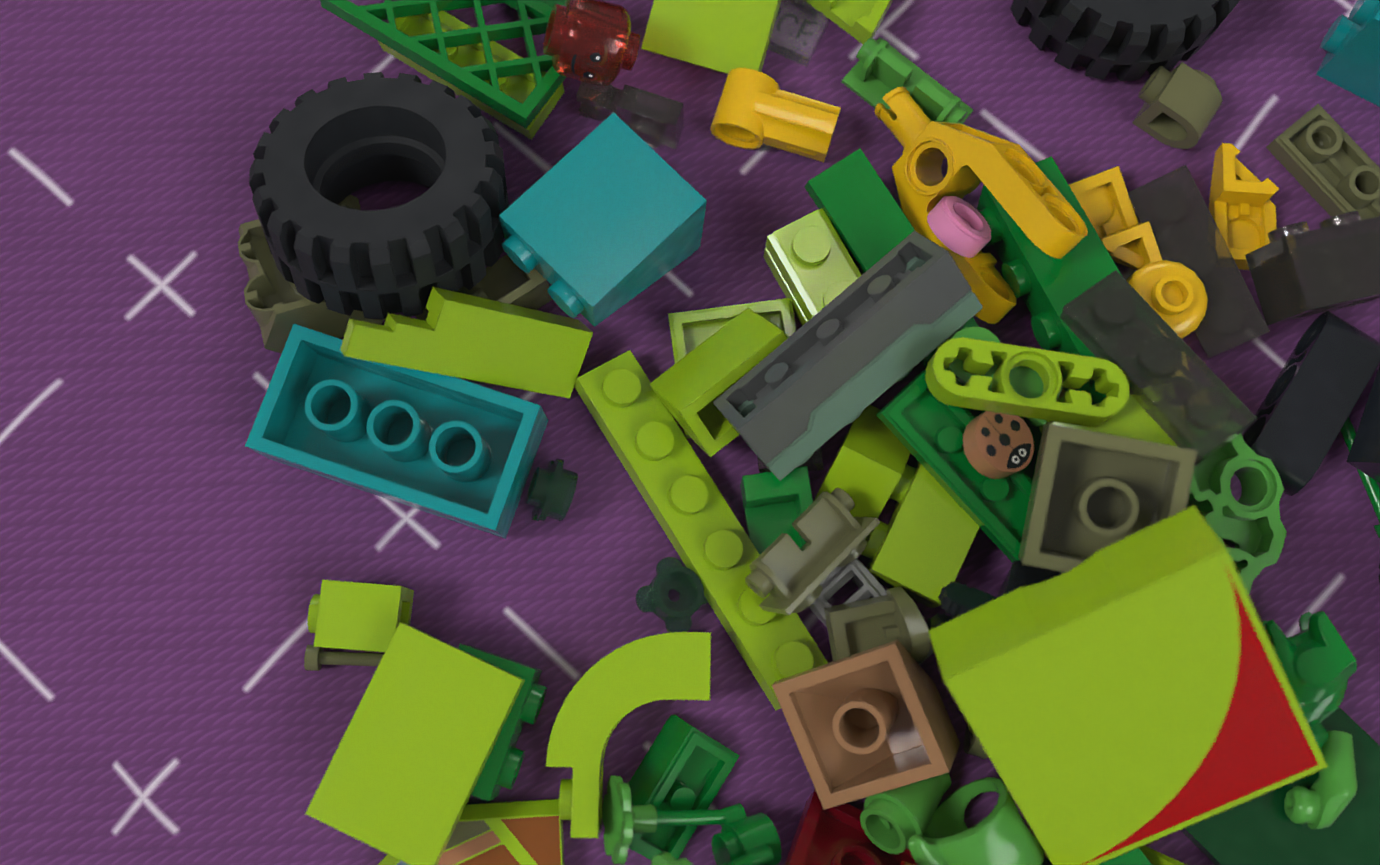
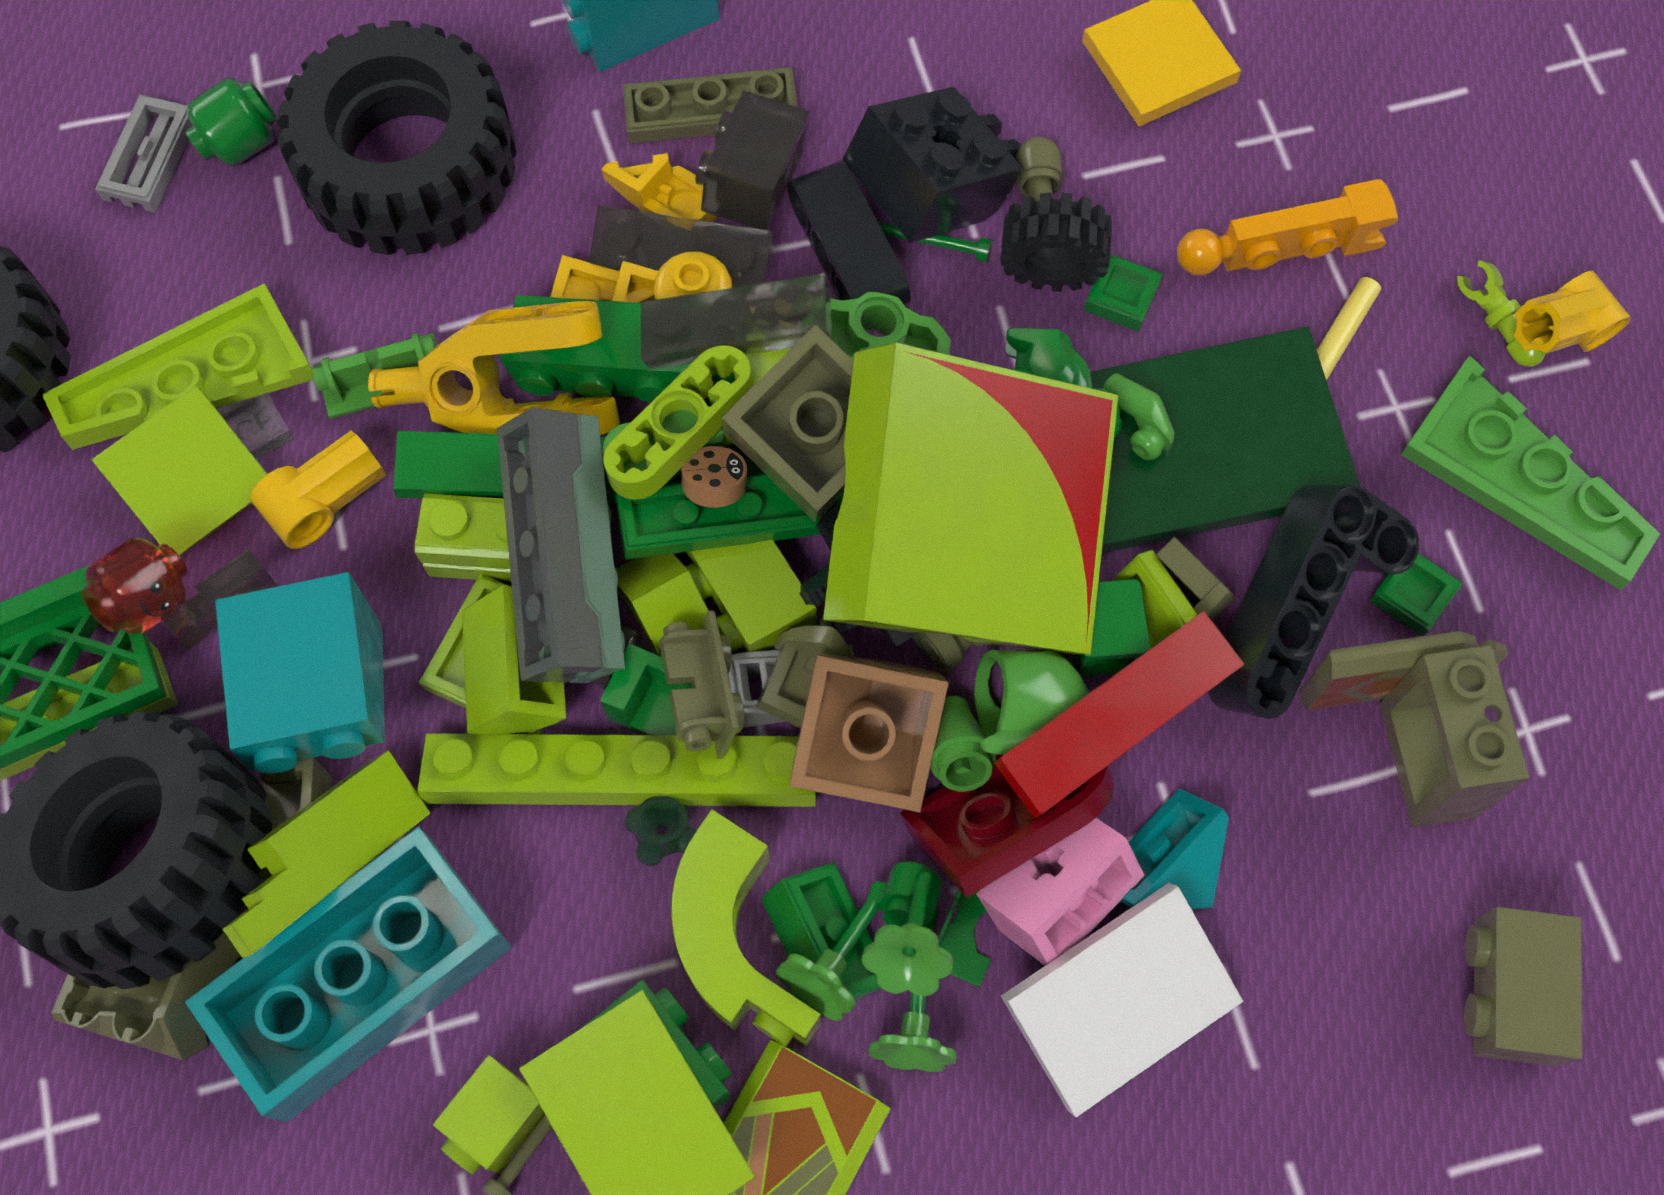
camera: 55 degrees left, 10 degrees down
(551, 491) = (499, 877): clear green plate -> none
(959, 226) = (517, 396): bright pink tile -> none
(1178, 105) = (547, 182): olive plate -> none

